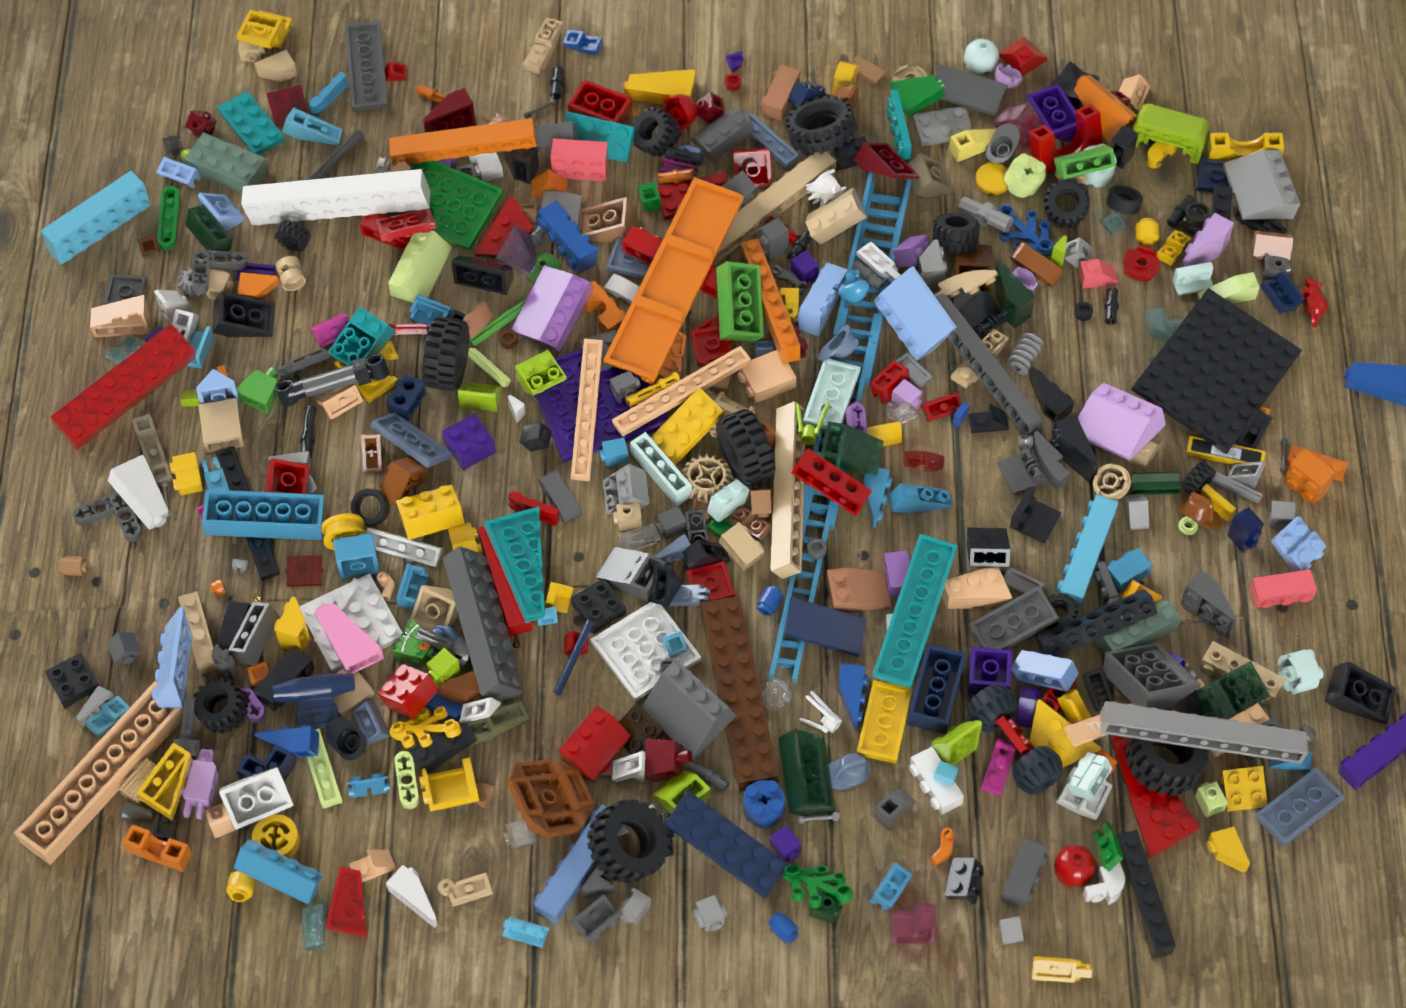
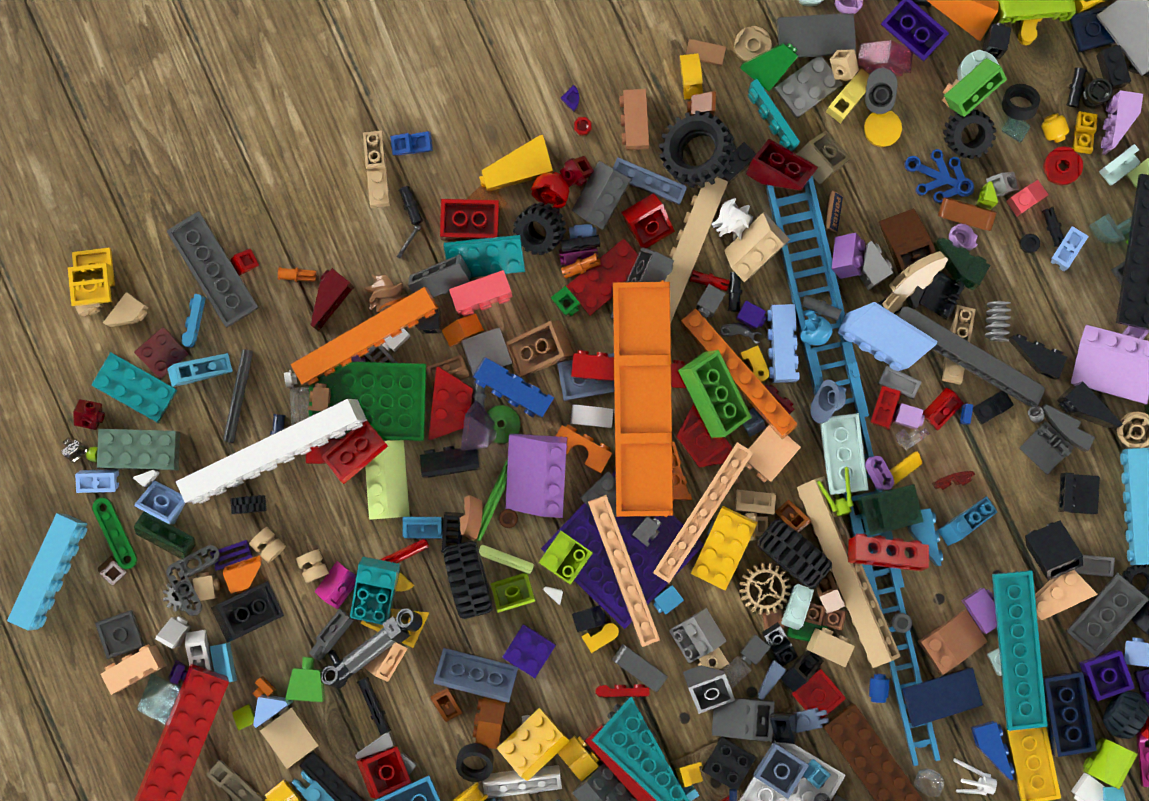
camera: 20 degrees left, 25 degrees up
(221, 186) = (146, 478): none -> white slope
(319, 303) = (312, 559): none -> tan wheel
(410, 398) = (451, 628): dark blue brick -> none
(538, 459) = (601, 638): none -> yellow leg
(612, 528) = (708, 688): none -> dark grey slope
(642, 618) = (780, 770): none -> sand blue brick
(652, 390) = (680, 512): yellow pin -> none
(660, 469) = (721, 601): light aqua brick -> none
(806, 91) = (665, 113): dark blue slope -> none
(878, 262) = (825, 288): white hinge -> none
(918, 220) = (833, 212): none -> medium nougat slope
(956, 232) = (879, 228): black tyre -> none
(980, 116) = (844, 64): none -> tan brick
(985, 214) = (895, 177): light grey piece -> none
(1025, 176) = (916, 117): yellowish green brick -> none
(1087, 134) = (928, 81): red arch -> none
(1116, 324) = (1069, 248): none -> light blue hinge

